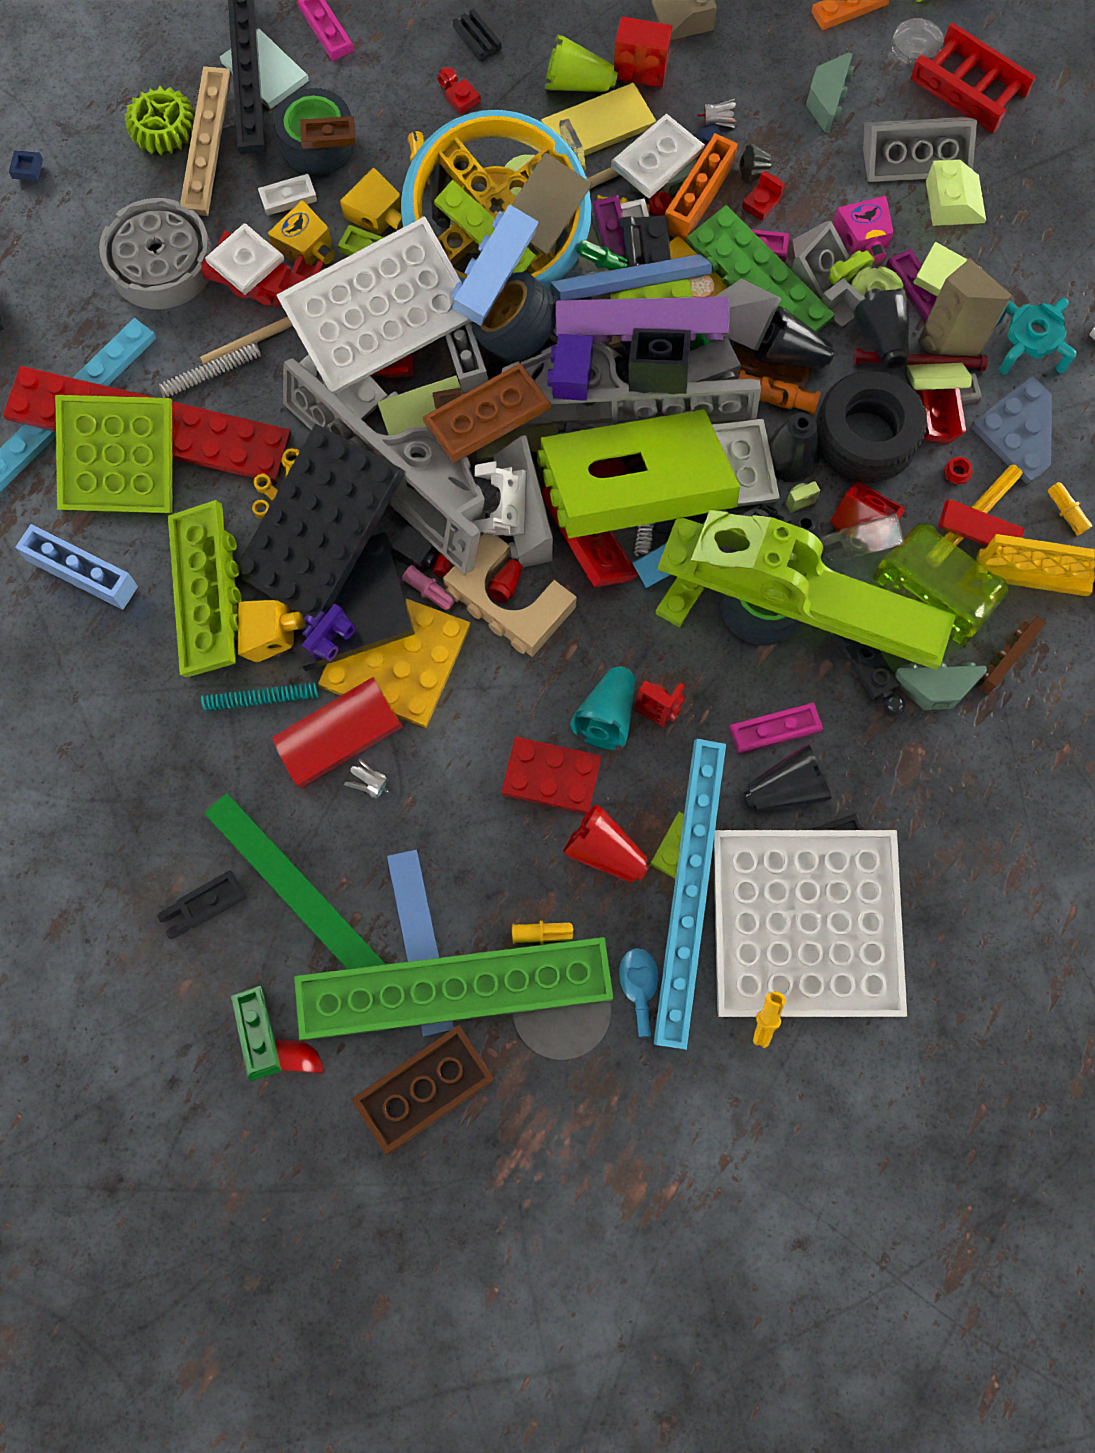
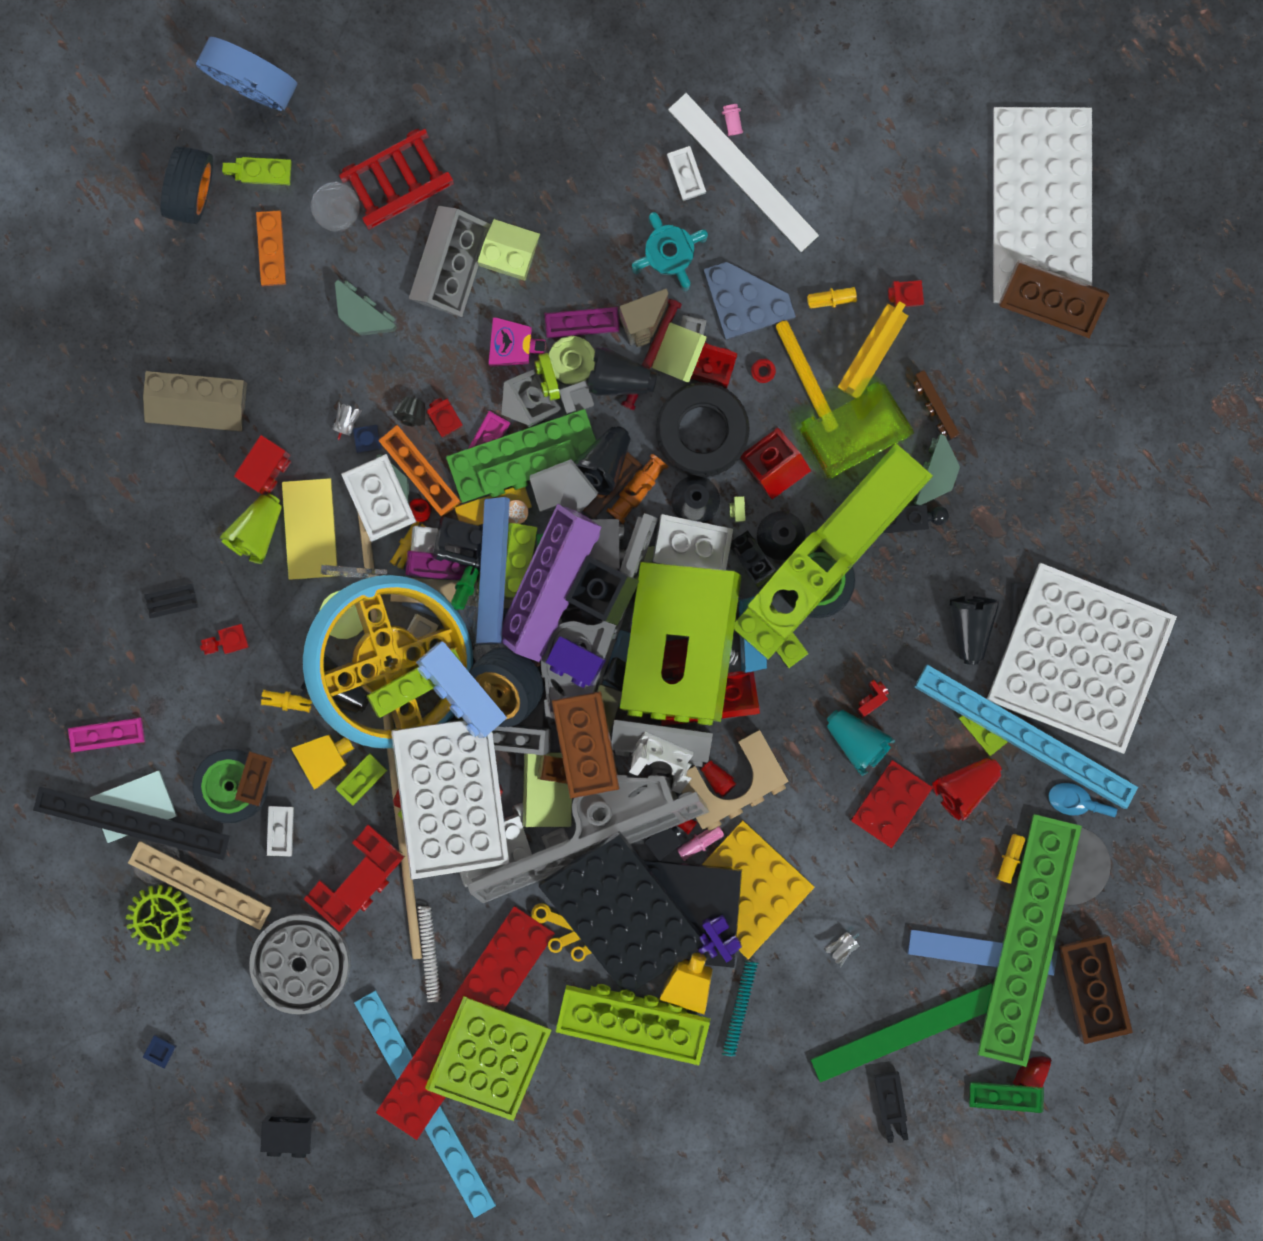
camera: 70 degrees left, 15 degrees up
(76, 566) = (577, 1119): light blue brick -> none
(244, 258) = (350, 892): white plate -> none
(302, 234) = (331, 832): yellow torso -> none
(336, 733) = (796, 958): red slope -> none
(551, 199) = (413, 621): dark tan tile -> none
(769, 1018) = (1141, 719): yellow axle -> none
(776, 728) = (921, 614): dark pink tile -> none
(865, 538) = (800, 482): clear hinge -> none
(937, 267) = (584, 296): yellowish green tile -> none
(975, 524) = (823, 379): red tile -> none

